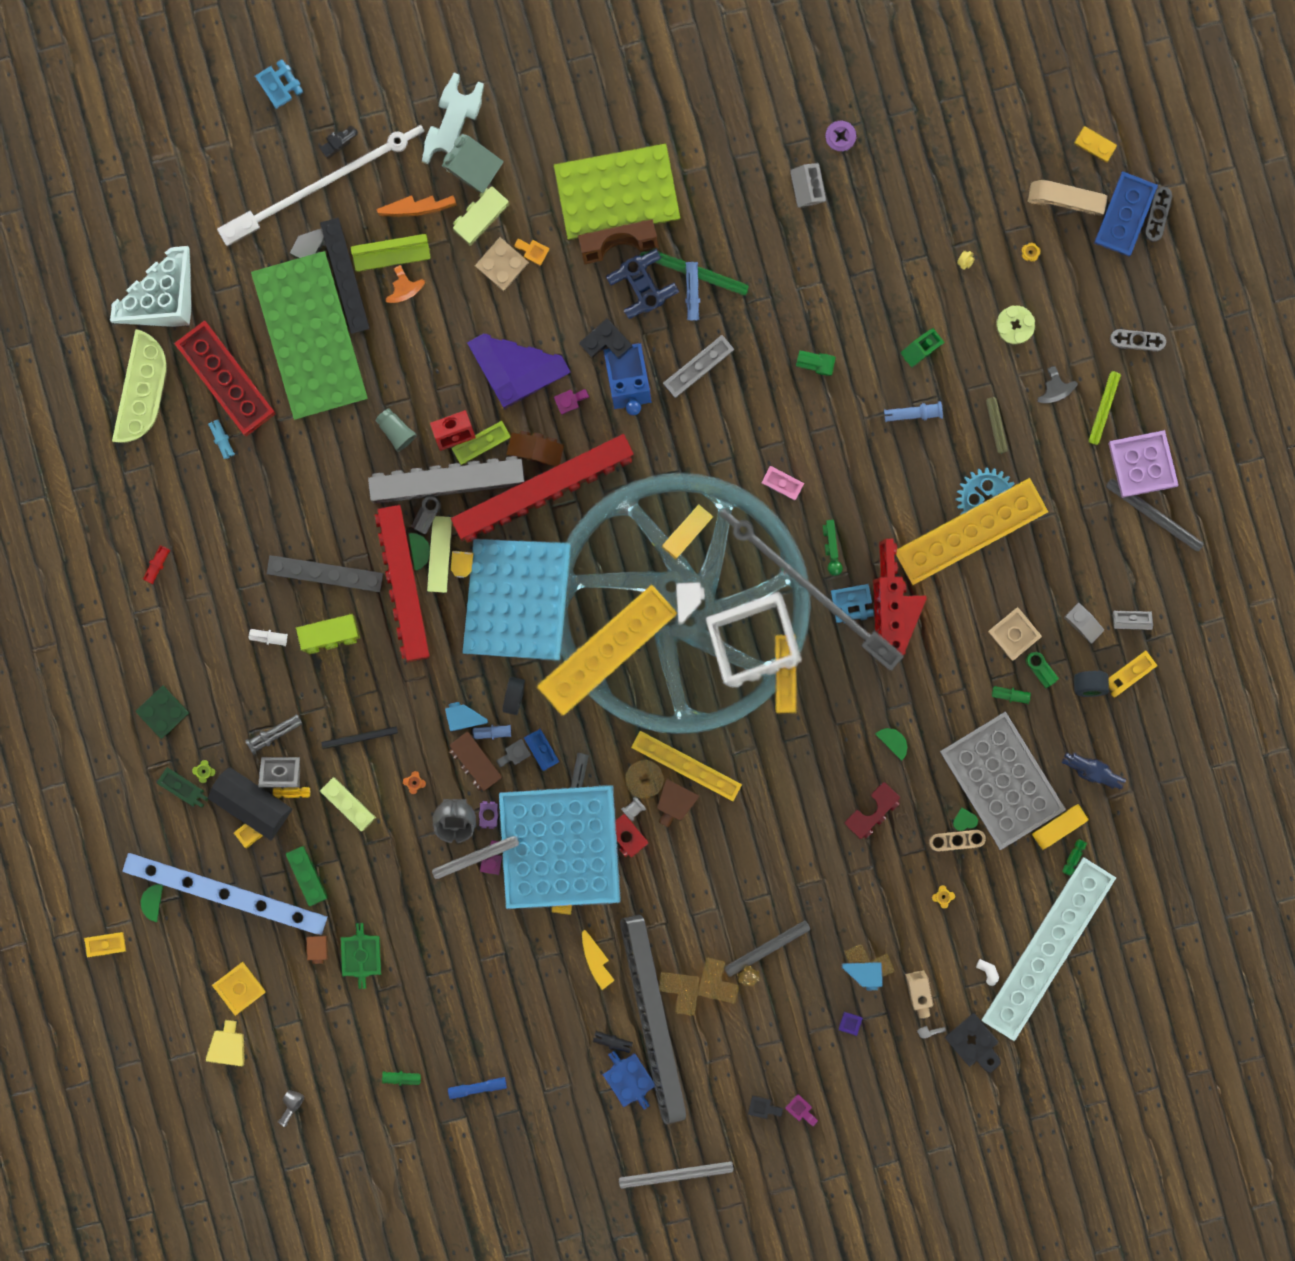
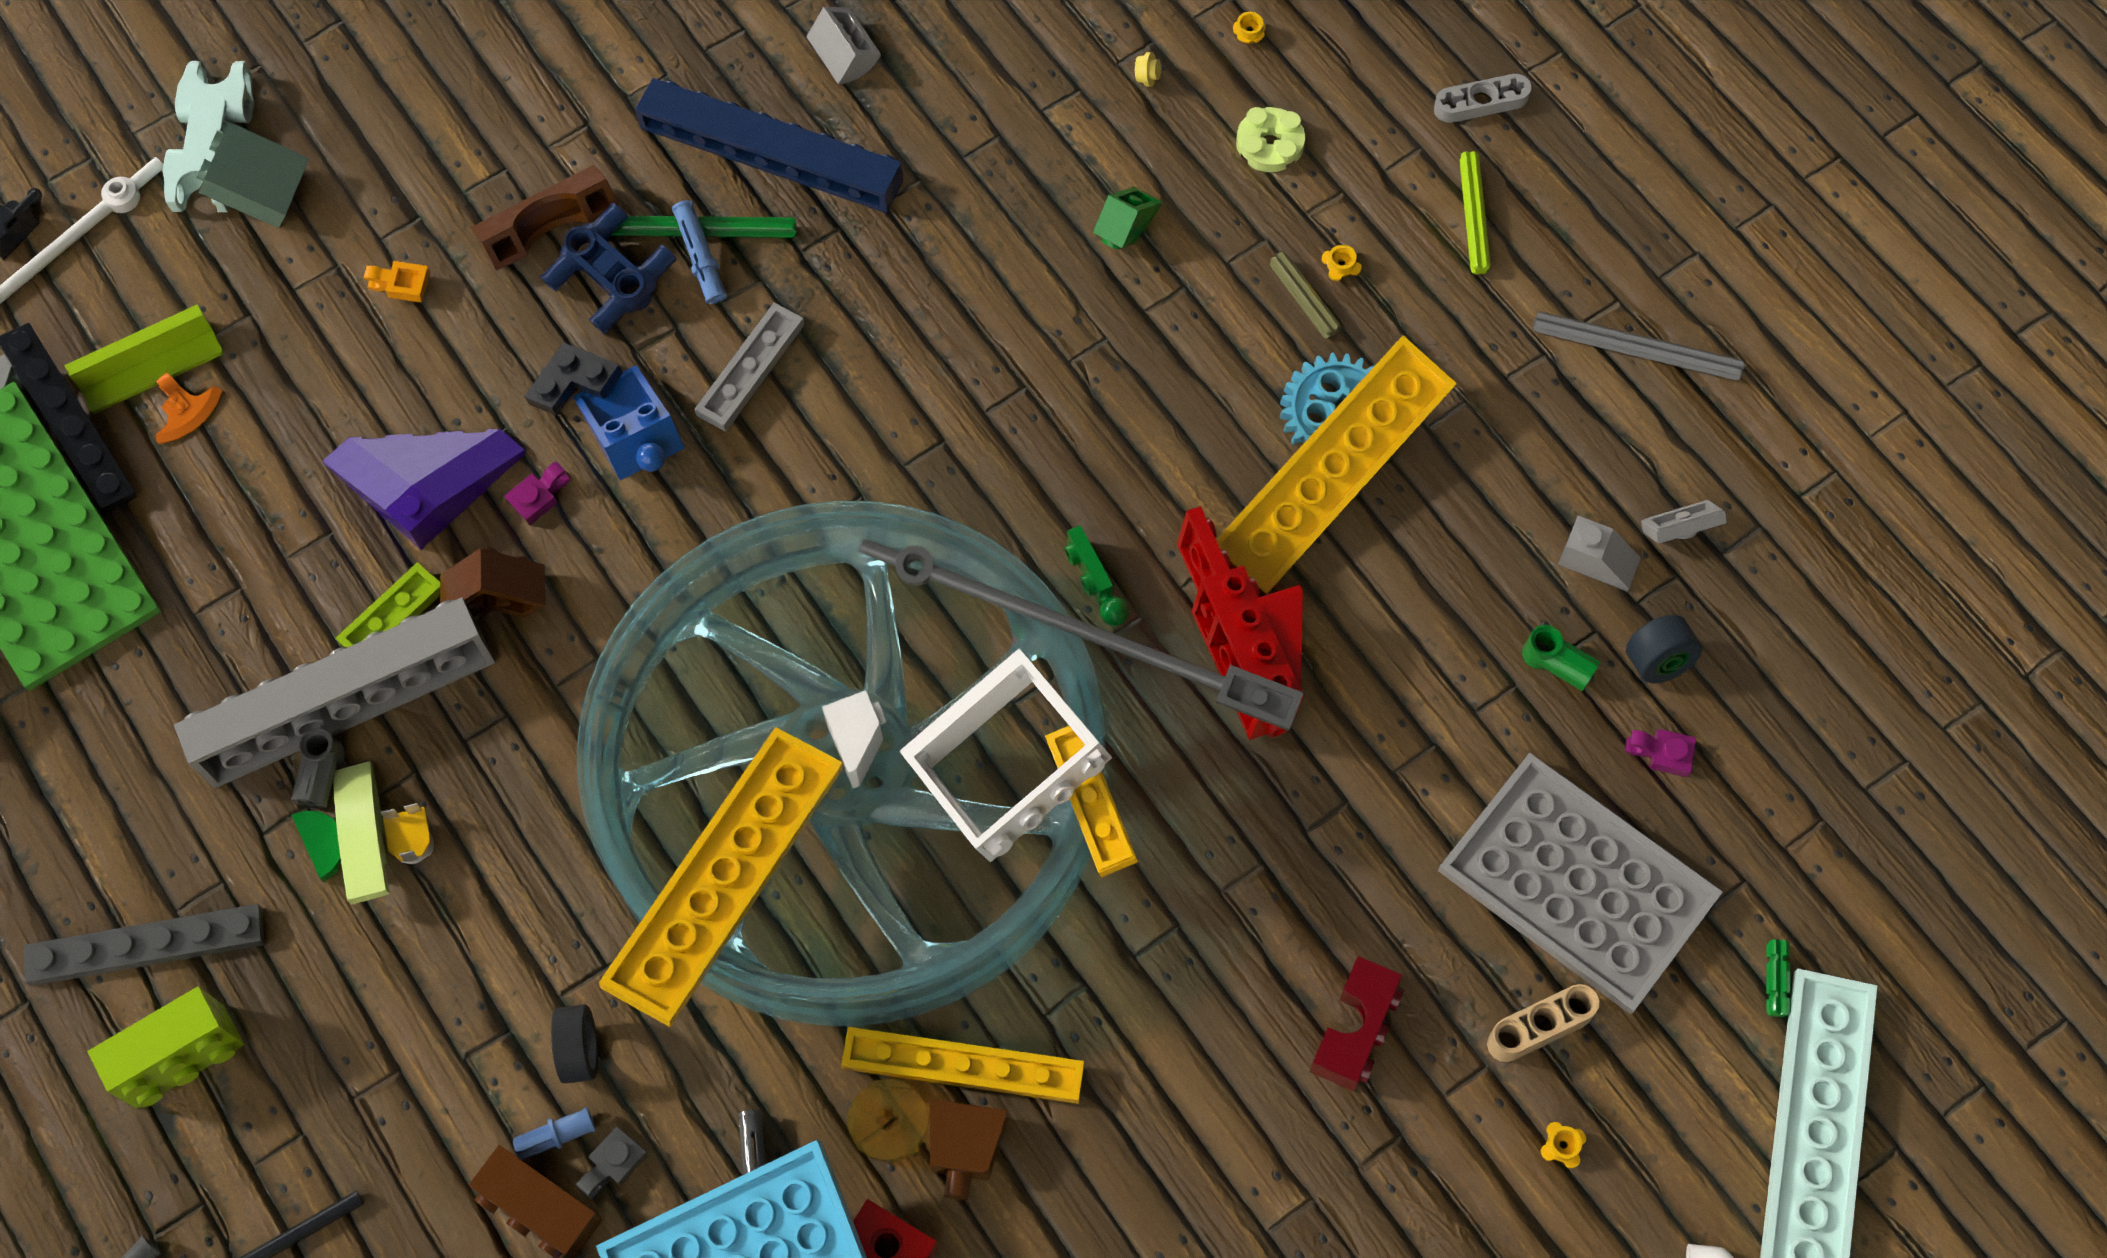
camera: 15 degrees left, 20 degrees down
(268, 637) = (52, 1102): white axle -> none
(395, 430) = (223, 642): sand green plant -> none
(403, 584) = (295, 908): red brick -> none
(408, 207) = (161, 281): orange slope -> none
(452, 430) = (328, 605): red brick -> none
(463, 717) = (485, 1122): dark azure slope -> none
(480, 215) = (293, 255): yellowish green brick -> none
(501, 264) = (352, 320): tan plate -> none
(516, 599) = (525, 850): medium azure plate -> none
(541, 749) = (663, 1133): blue plate -> none
(542, 488) = (520, 648): red brick -> none
(616, 190) = (520, 148): lime plate -> none
(633, 809) = (885, 1185): light grey bush -> none
(687, 531) = (816, 626): yellow tile -> none
(748, 235) = (770, 144): none -> dark blue brick
(782, 483) = (967, 502): bright pink plate -> none
(820, 363) = (963, 295): green piece -> none
(852, 597) = (1175, 640): dark azure plate -> none
(894, 741) = (1345, 881): green tile -> none
(924, 412) = (1169, 312): medium blue pin -> none
(964, 820) = (1540, 980): green tile -> none
(1011, 694) = (1526, 723): green axle -> none
(1014, 634) = (1485, 615): tan plate -> none
(1018, 413) = (1344, 254): none -> yellow plate
(1056, 388) = (1379, 210): dark grey piece -> none
(1060, 826) = (1725, 928): yellow beam -> none
(1072, 733) = (1668, 750): none -> magenta plate
(1093, 770) = (1745, 793): dark blue piece -> none
(1131, 673) = (1726, 609): yellow plate -> none
(1143, 464) = (1581, 269): lavender plate -> none

